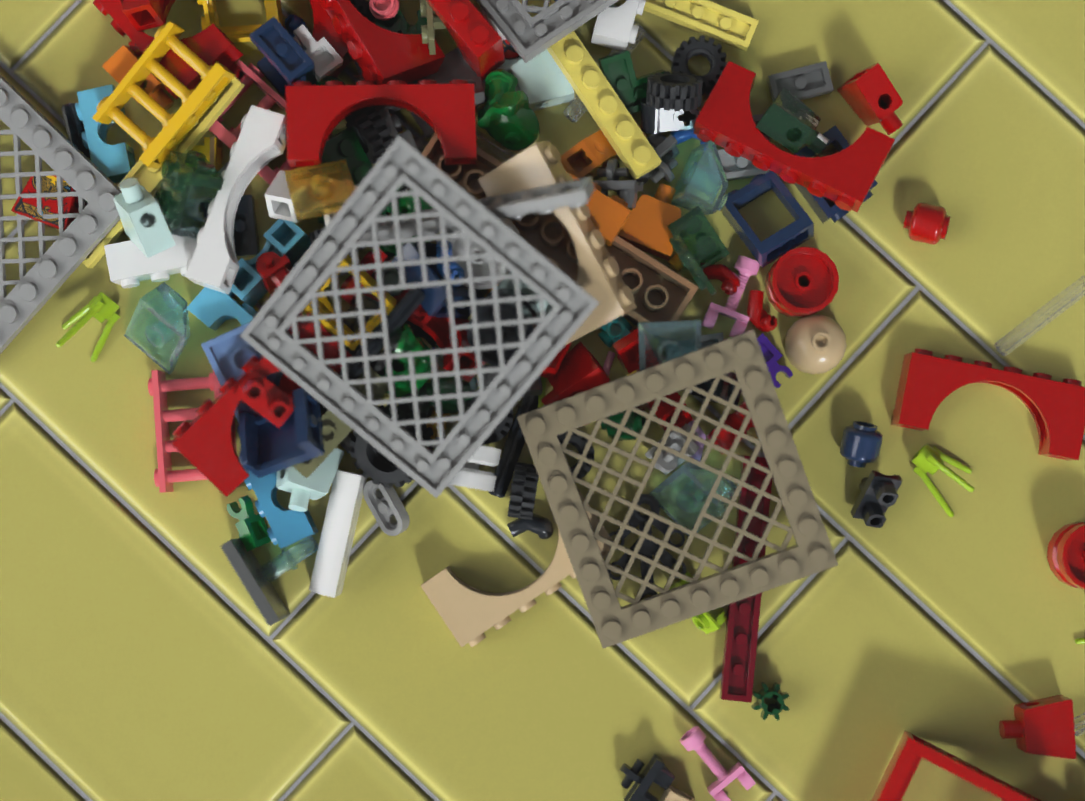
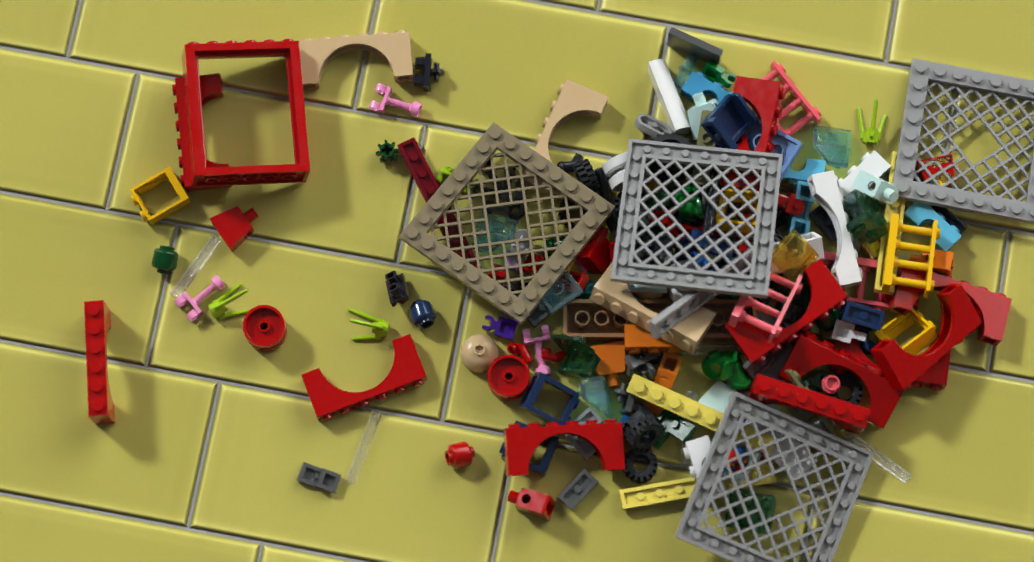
camera: 150 degrees right, 10 degrees down
(265, 398) = (749, 134): red hips -> none
(450, 148) = (745, 301): none -> coral fence
(792, 123) = (569, 455): clear green torso -> none

